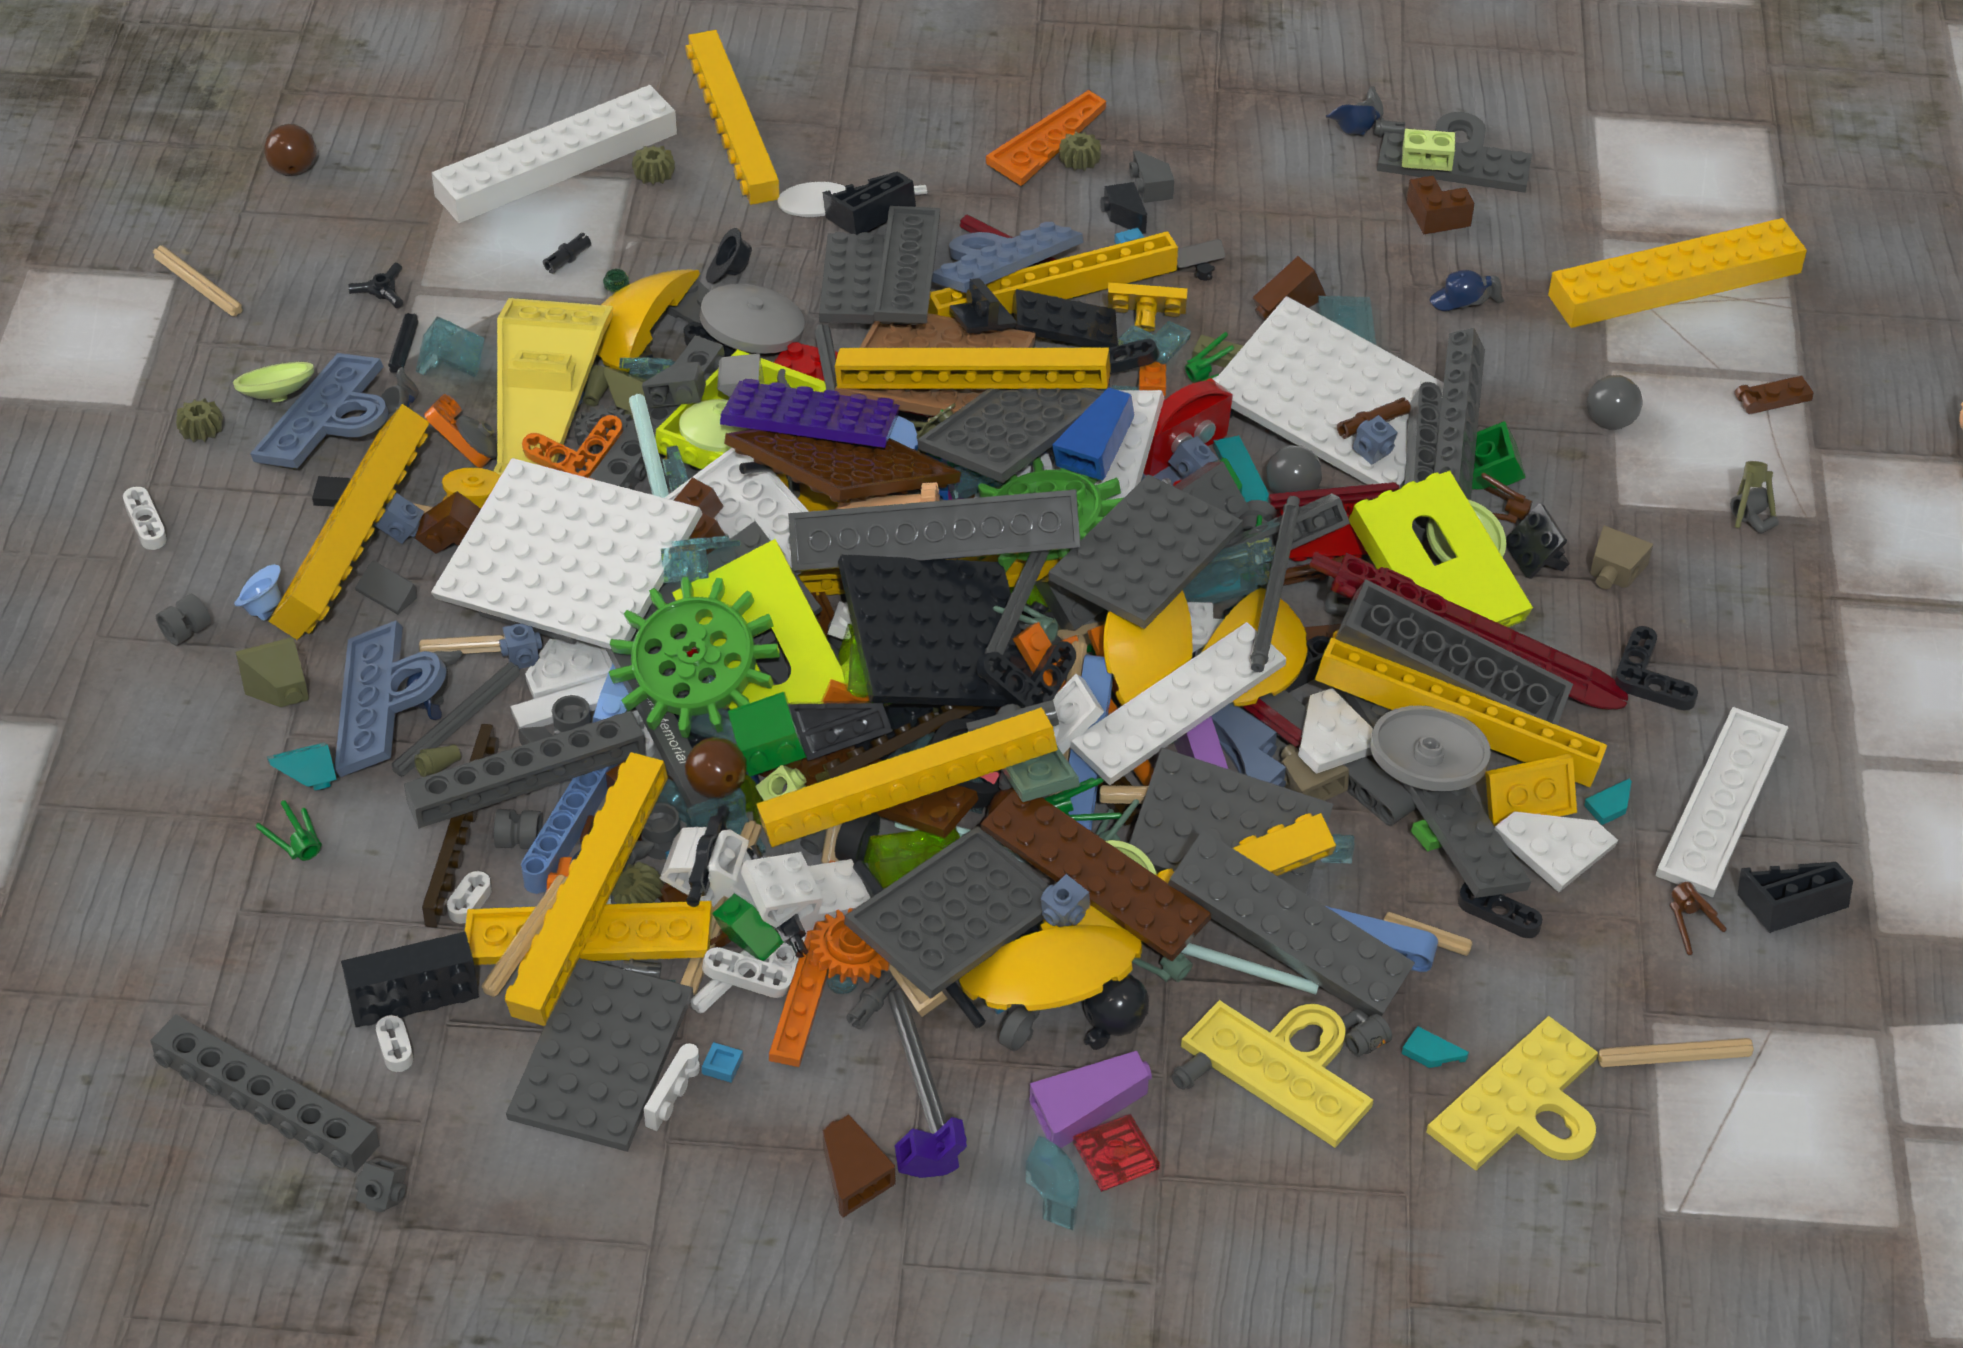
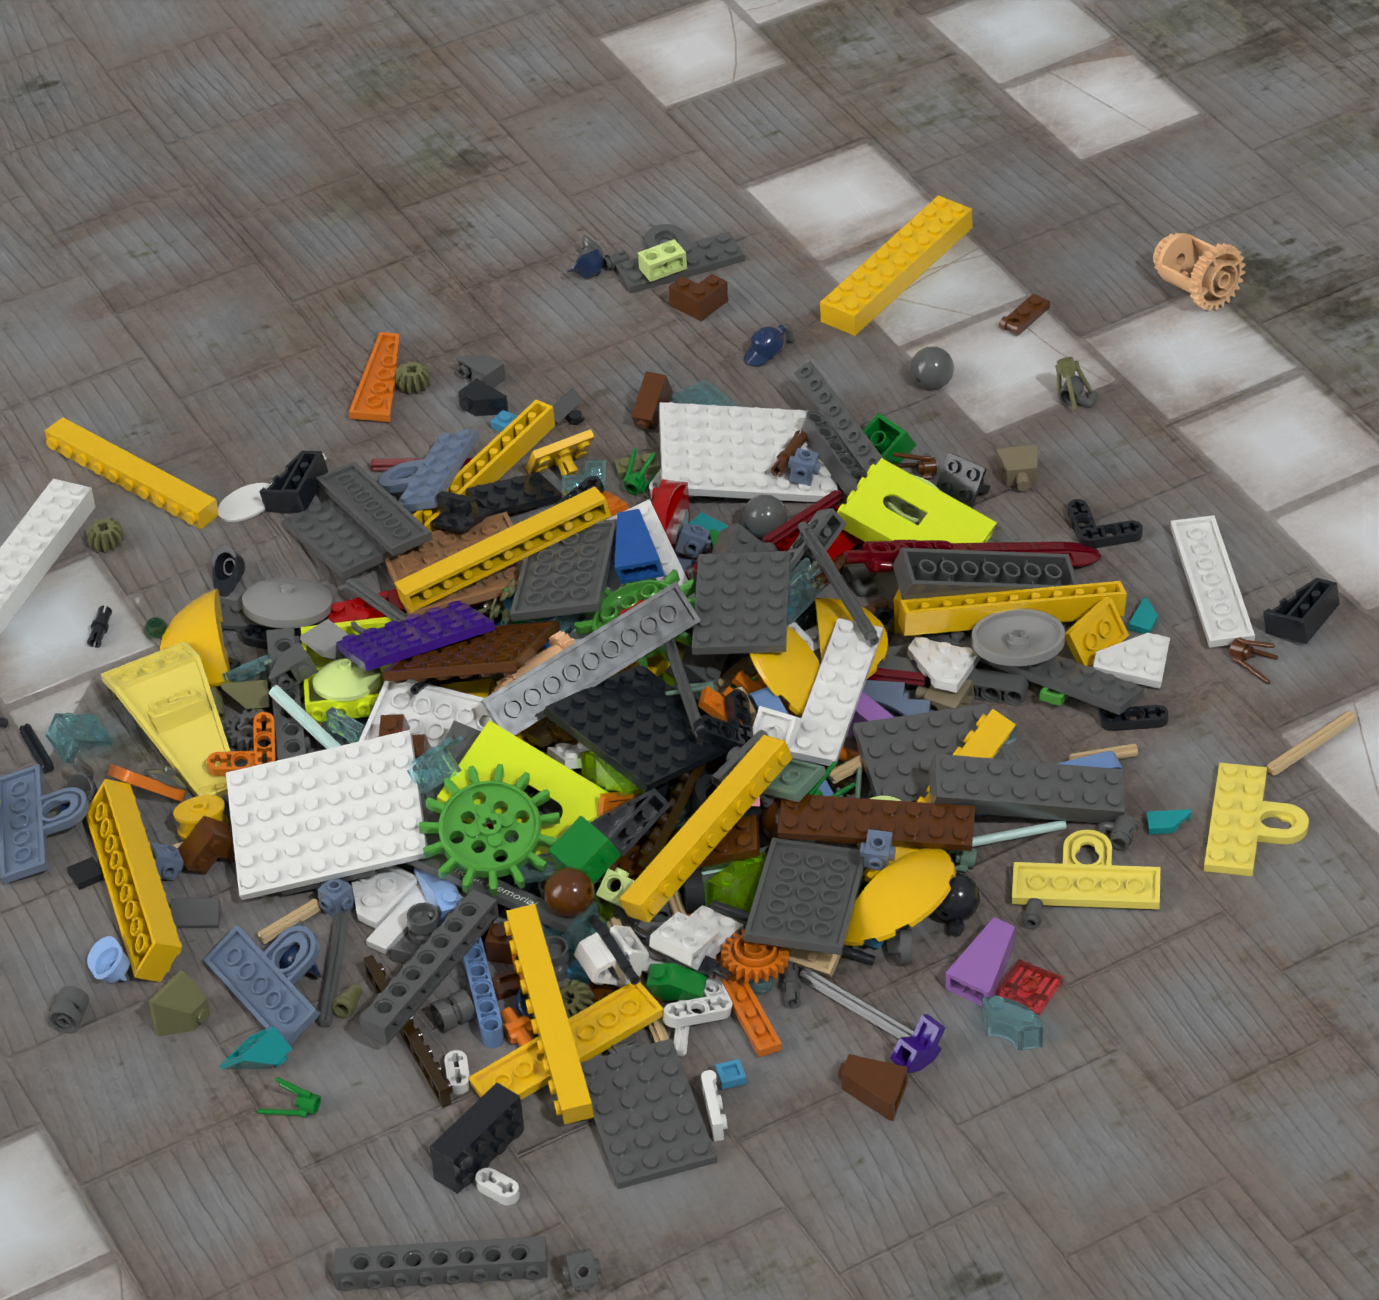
camera: 30 degrees left, 5 degrees down
(521, 942) = (530, 1068): tan axle -> none

